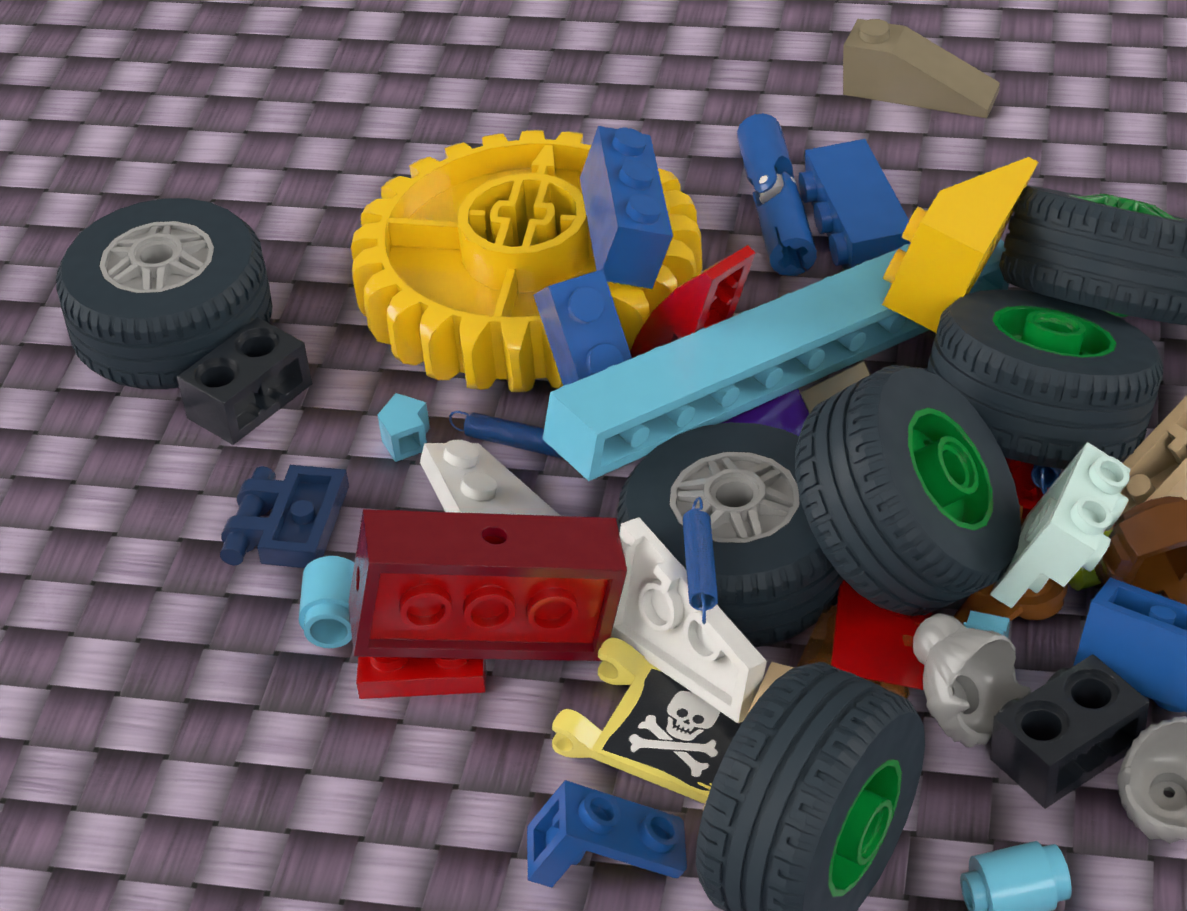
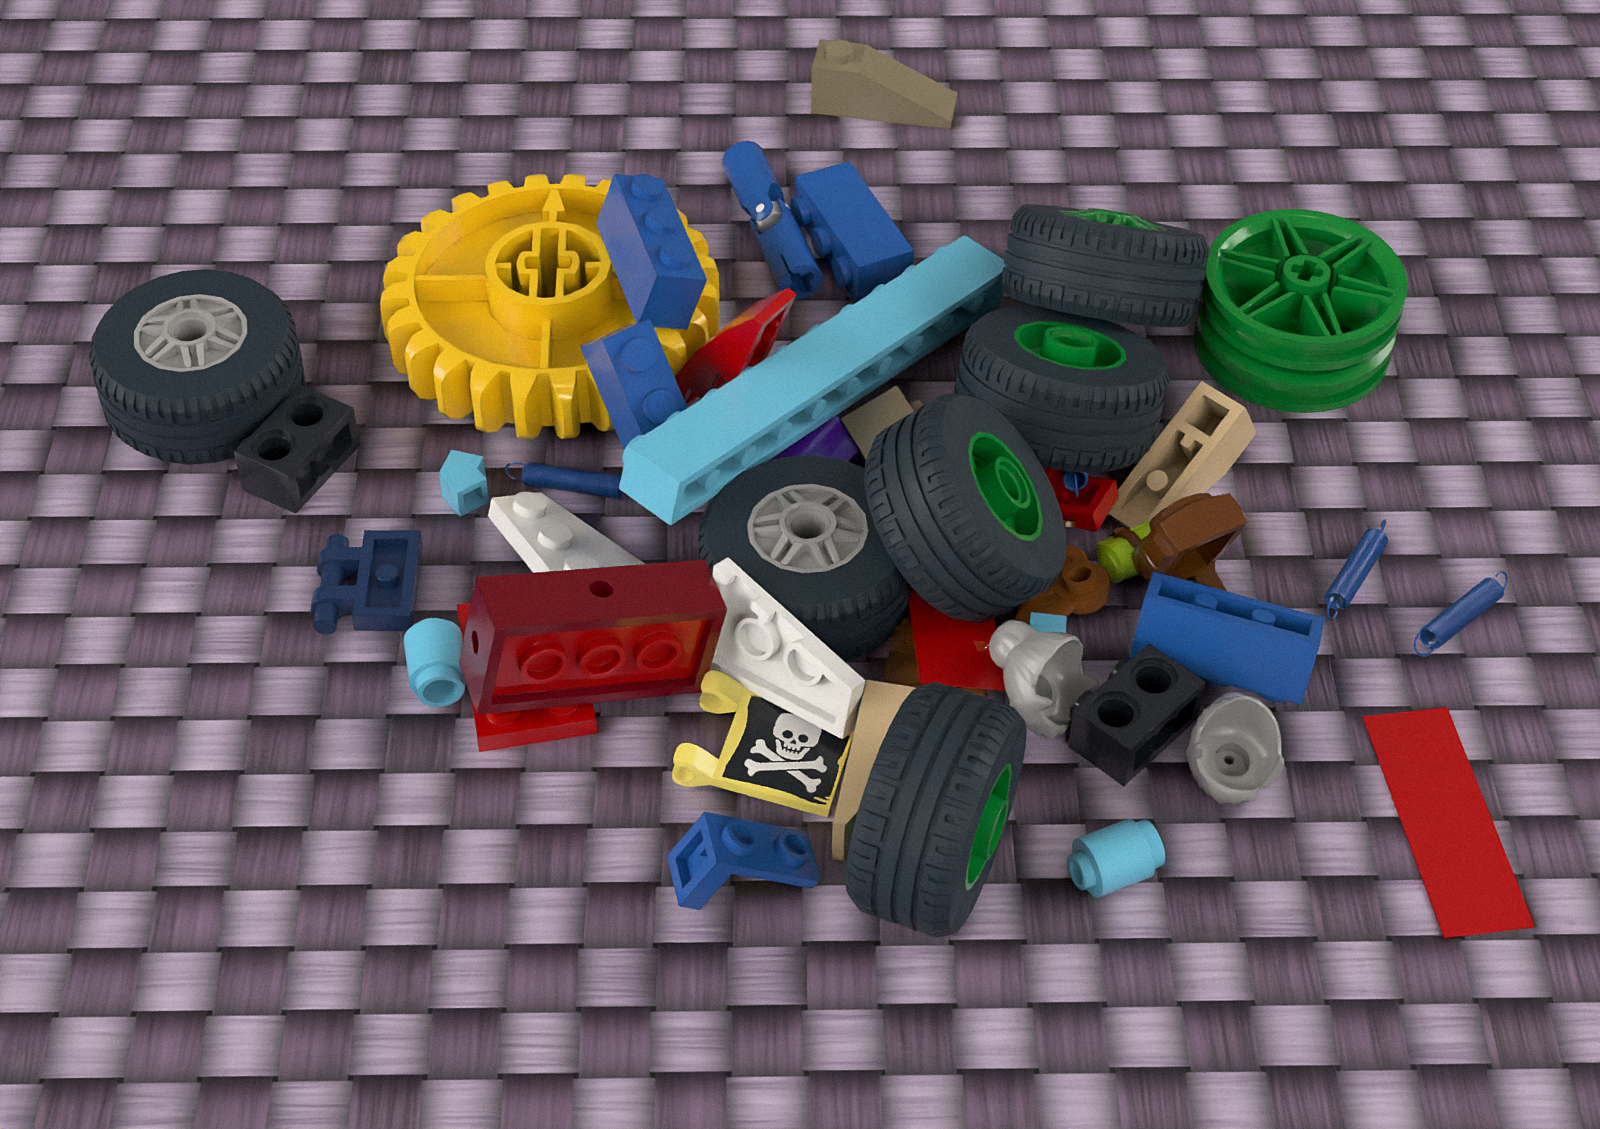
camera: 15 degrees left, 5 degrees up
(700, 559) = (791, 592): blue piece -> none
(953, 242) = (965, 269): yellow slope -> none
(1067, 525) = (1110, 528): light aqua plate -> none

